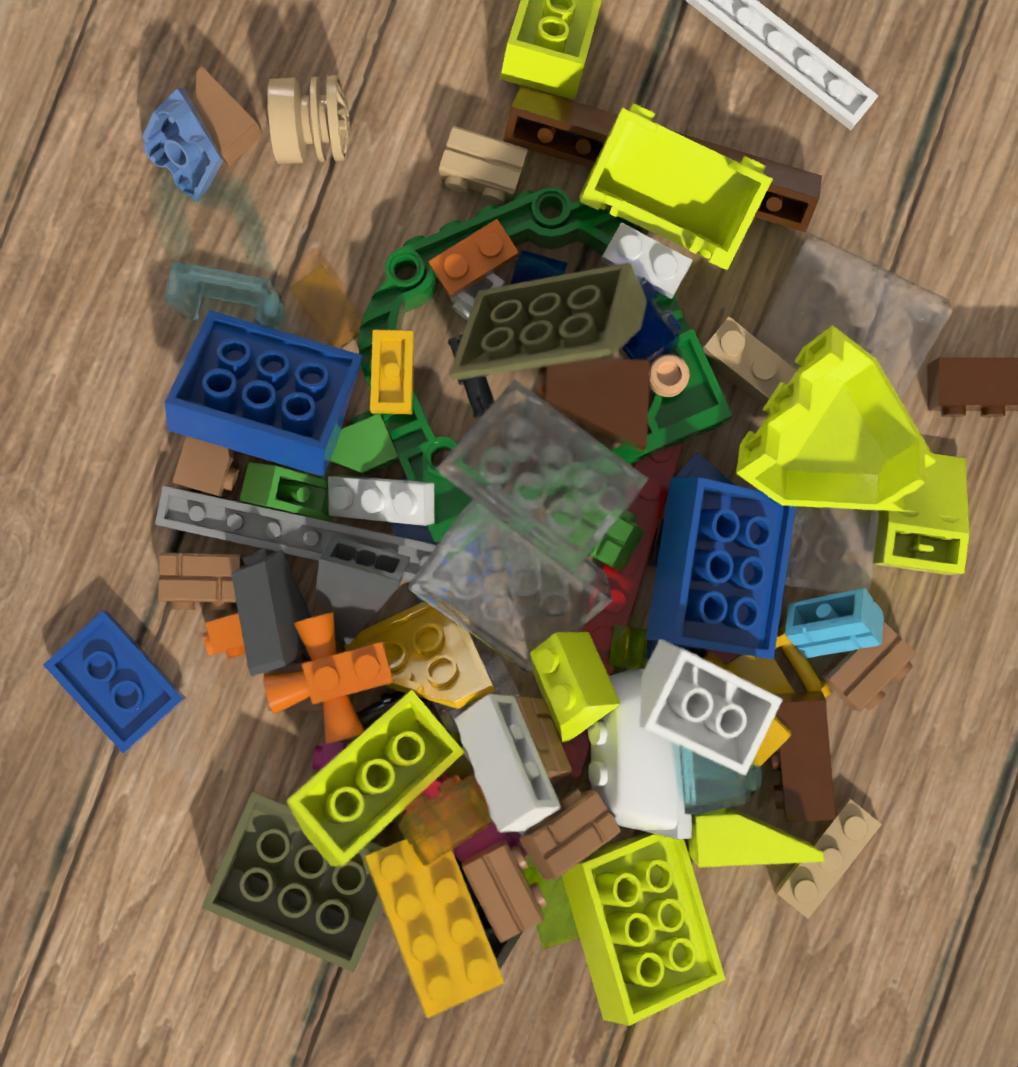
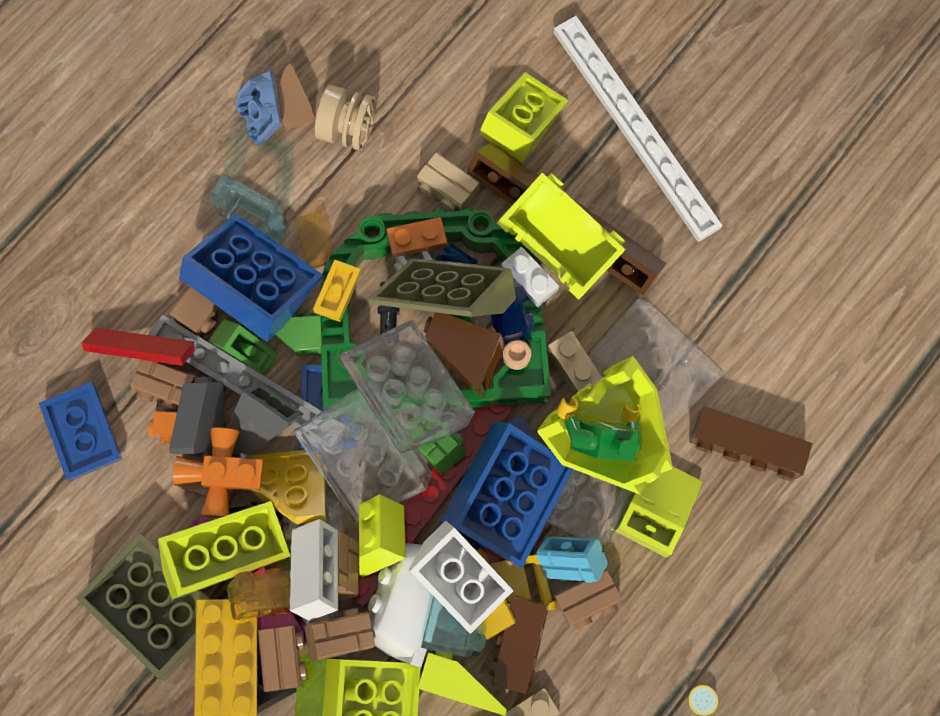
camera: 20 degrees right, 10 degrees down
(148, 541) = (138, 346): none -> red tile
(381, 499) = (300, 371): white plate -> none
(628, 647) = (426, 525): clear neon green tile -> none
(834, 454) = (603, 439): none -> green torso

